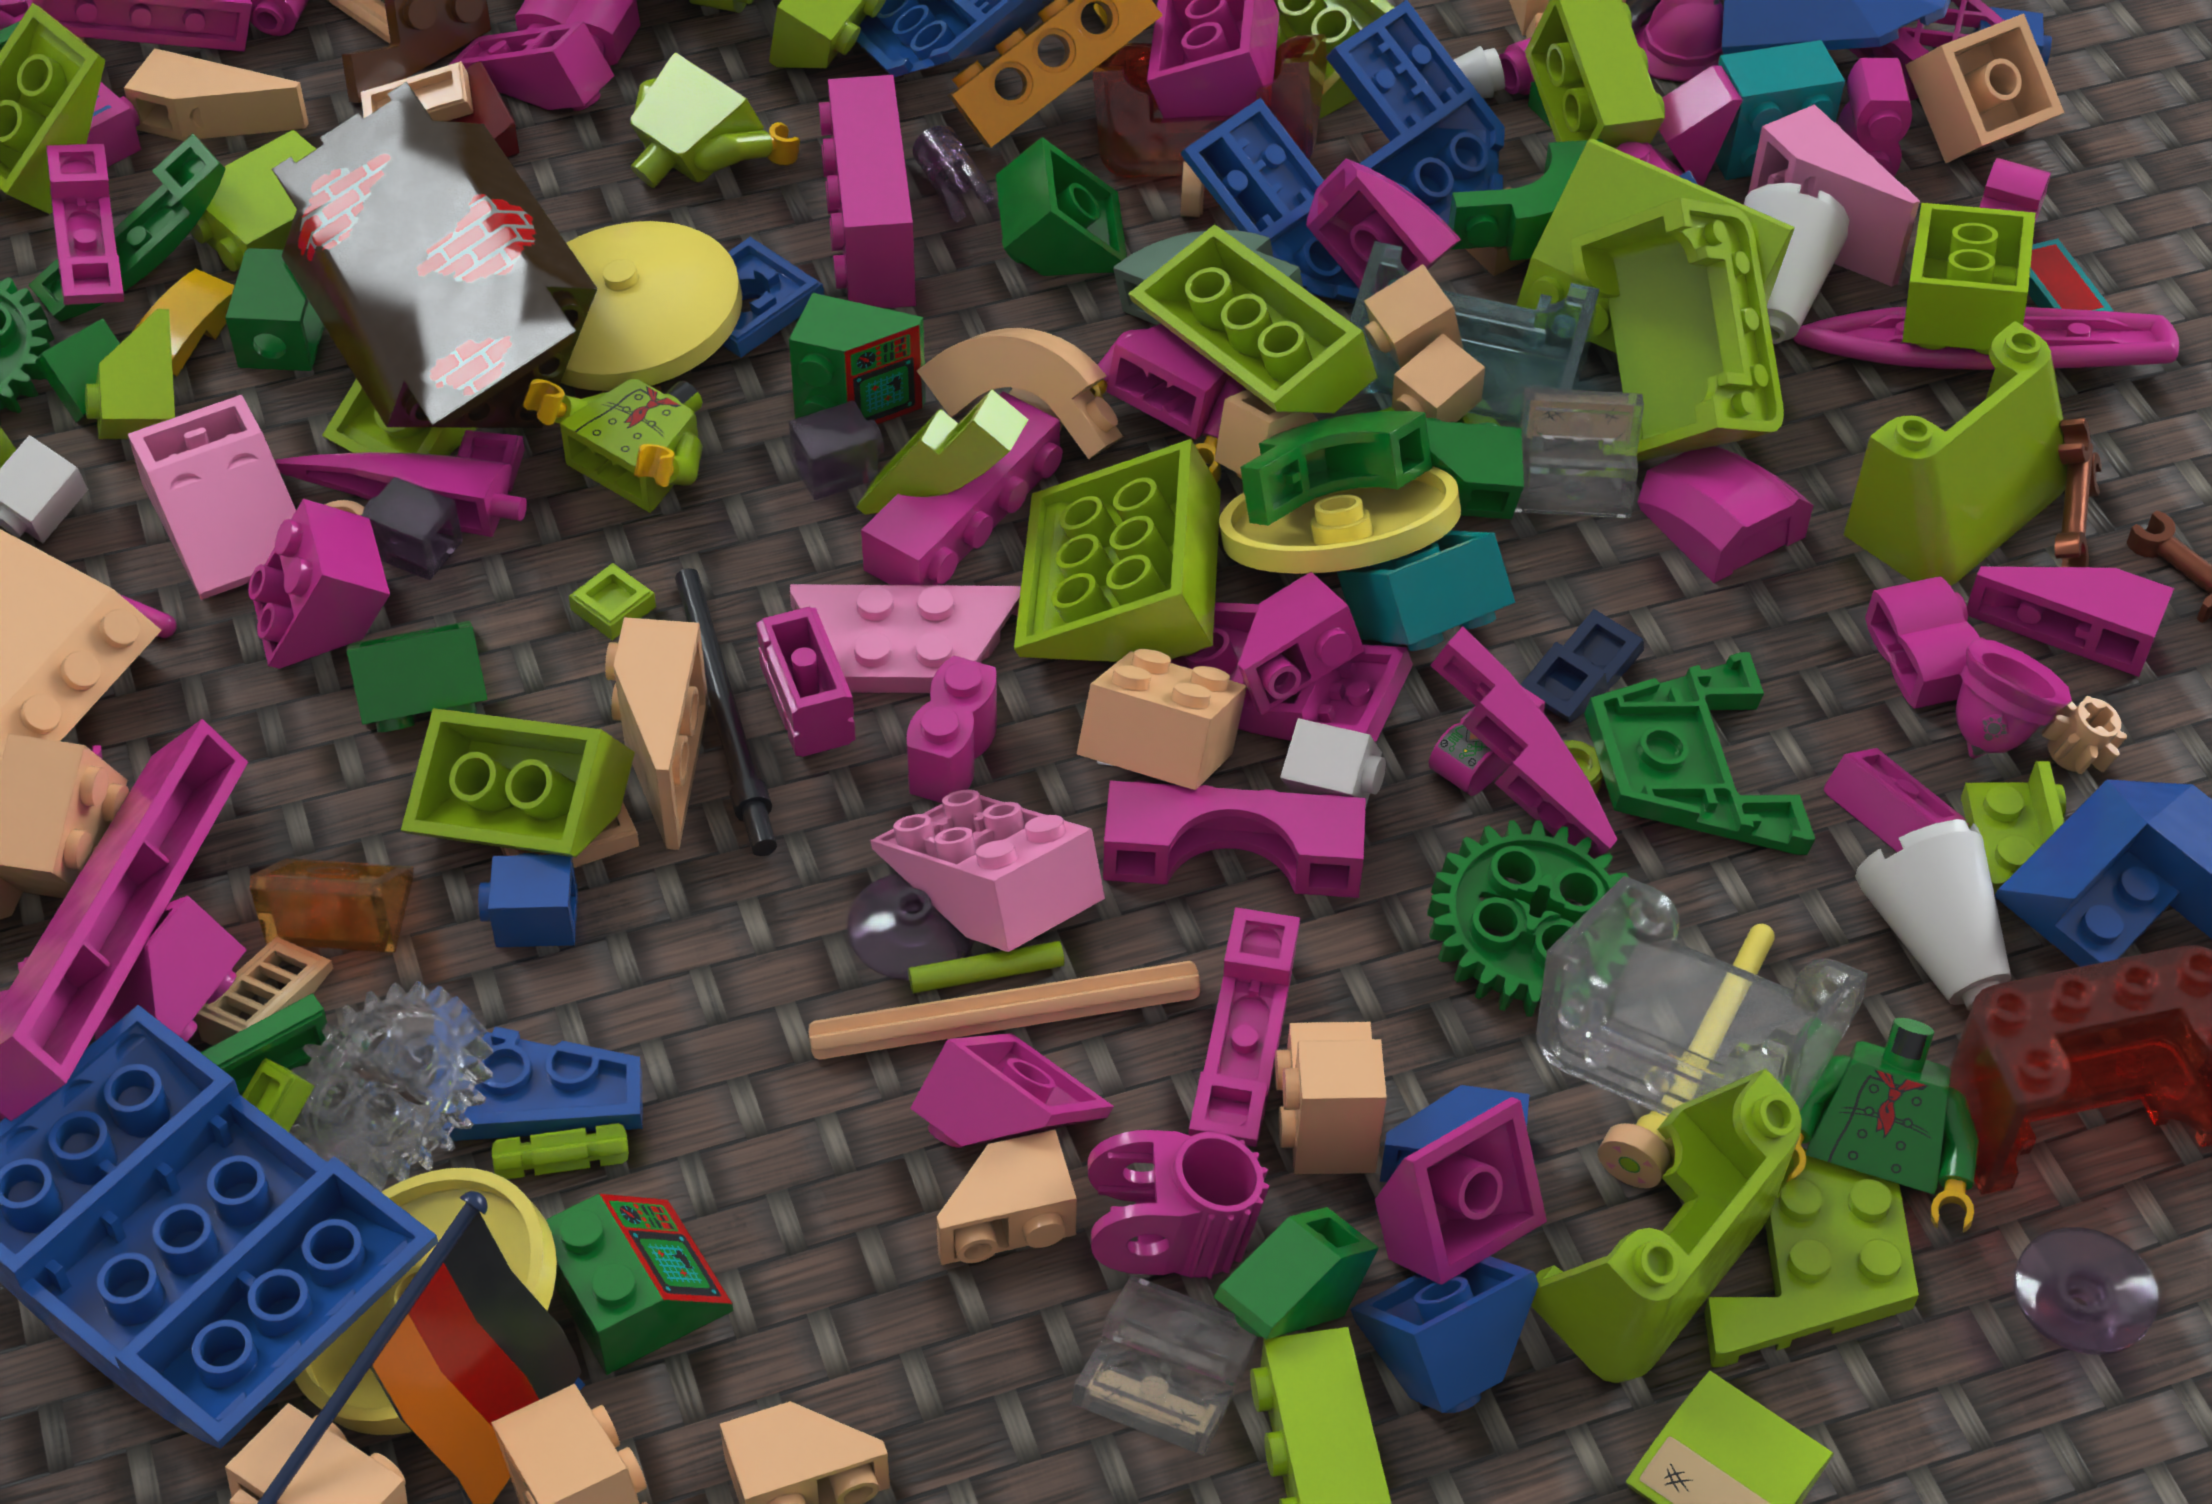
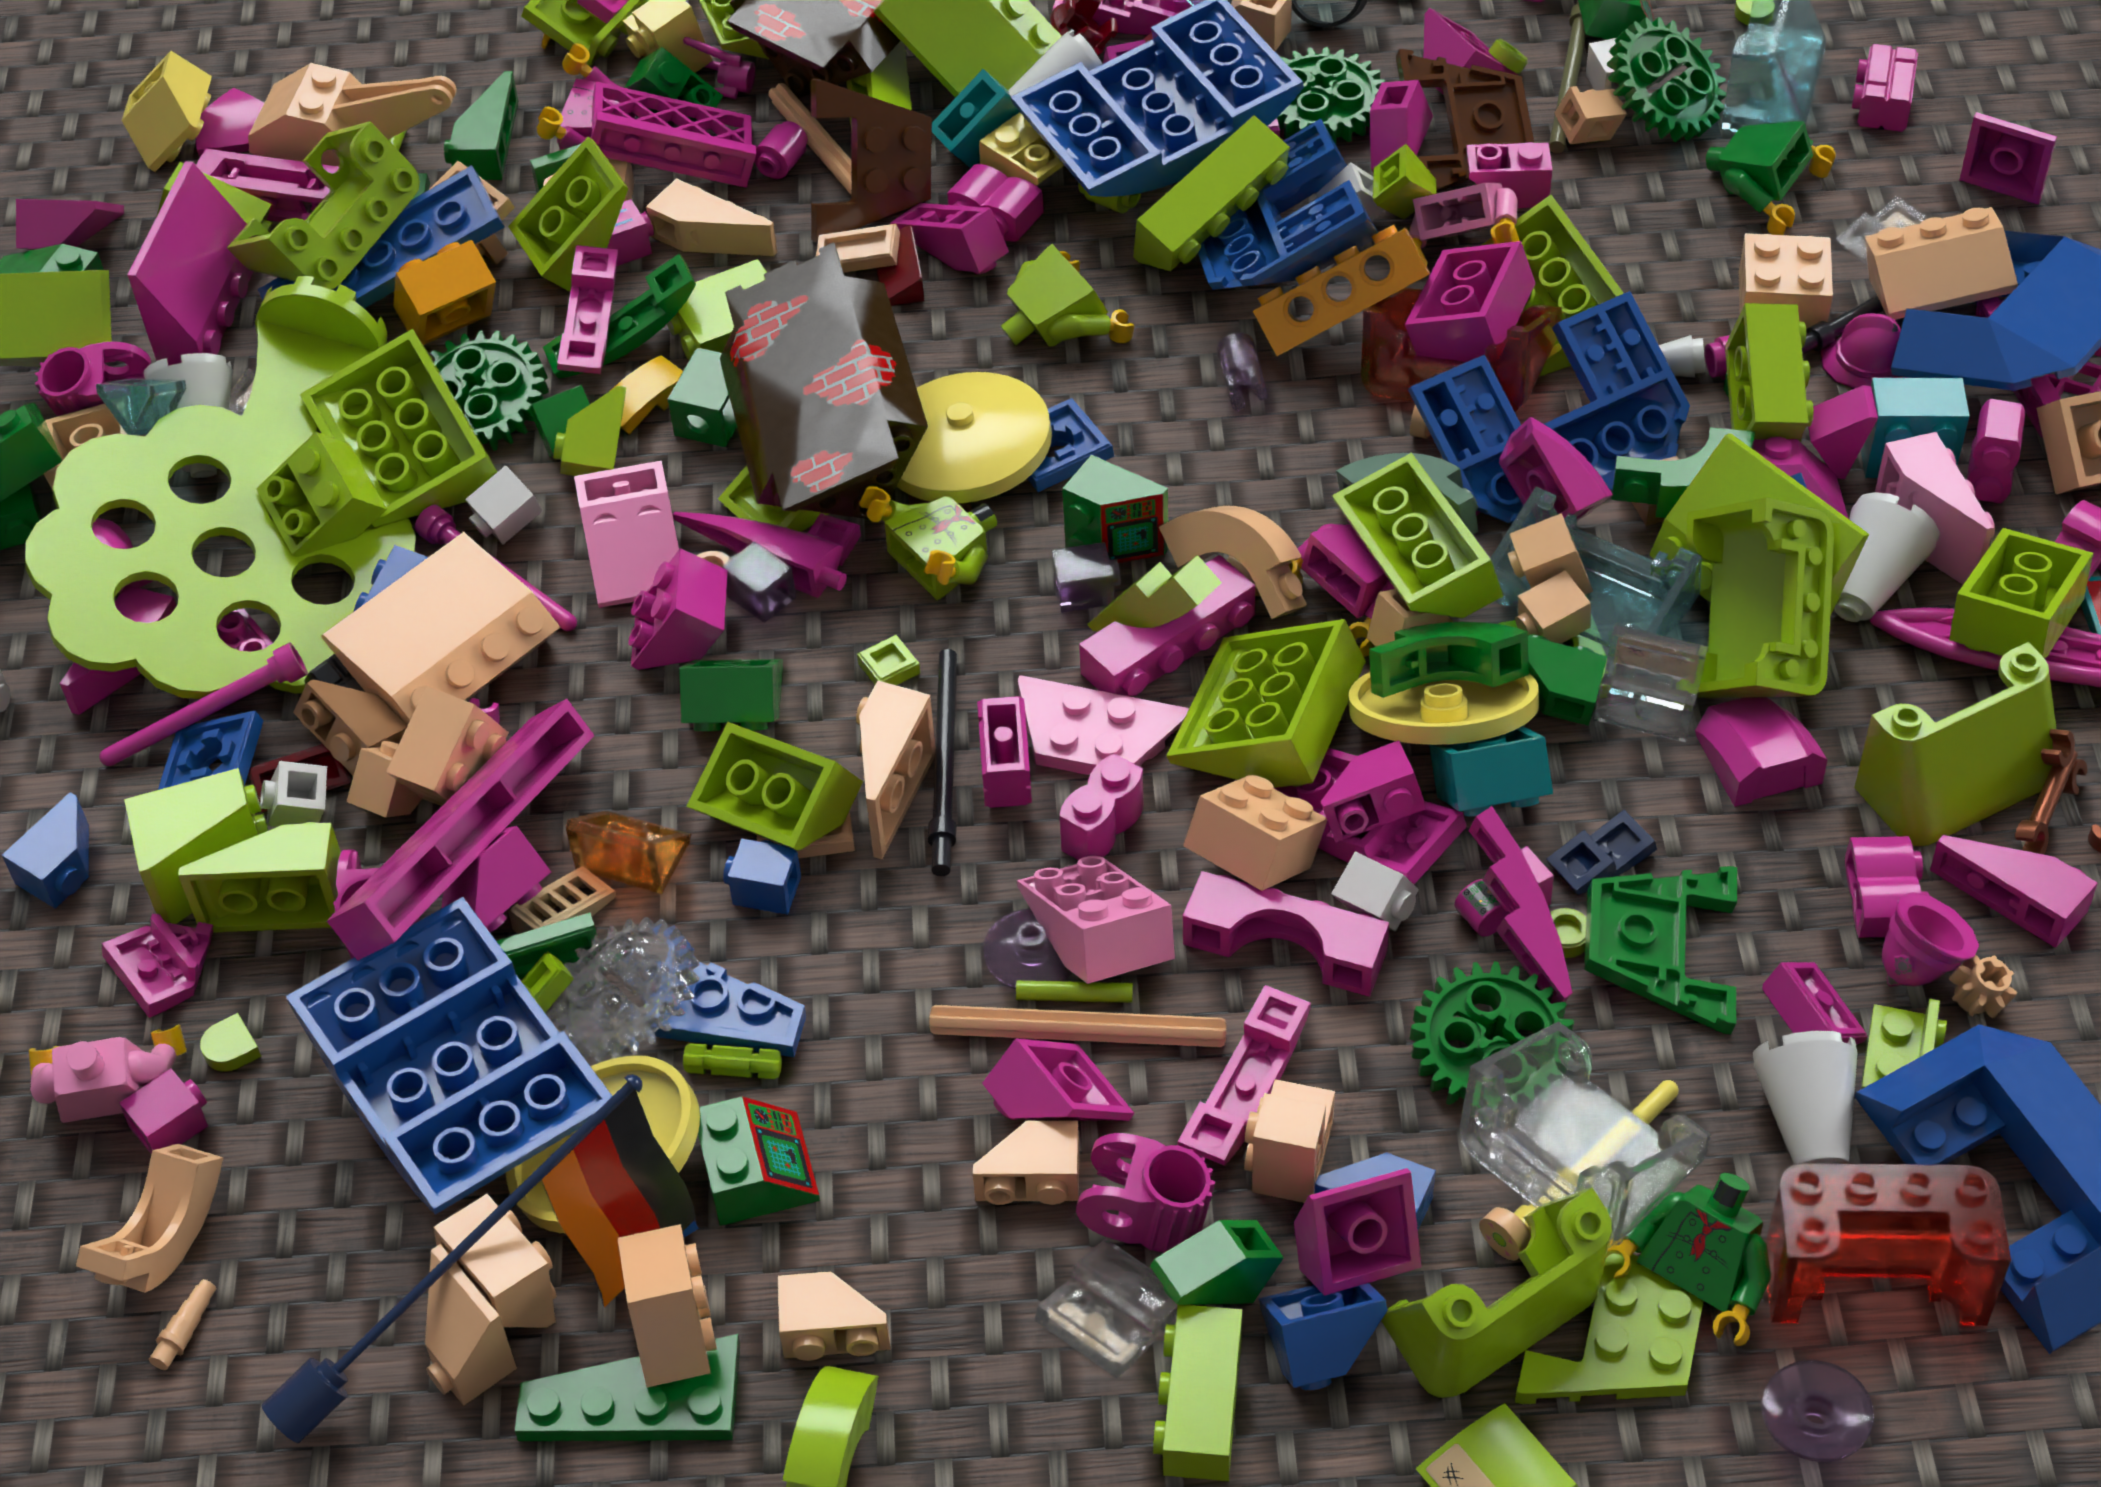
camera: 20 degrees right, 0 degrees up
(868, 192) = (1167, 379): dark pink brick -> none
(1058, 214) = (1313, 419): green slope -> none

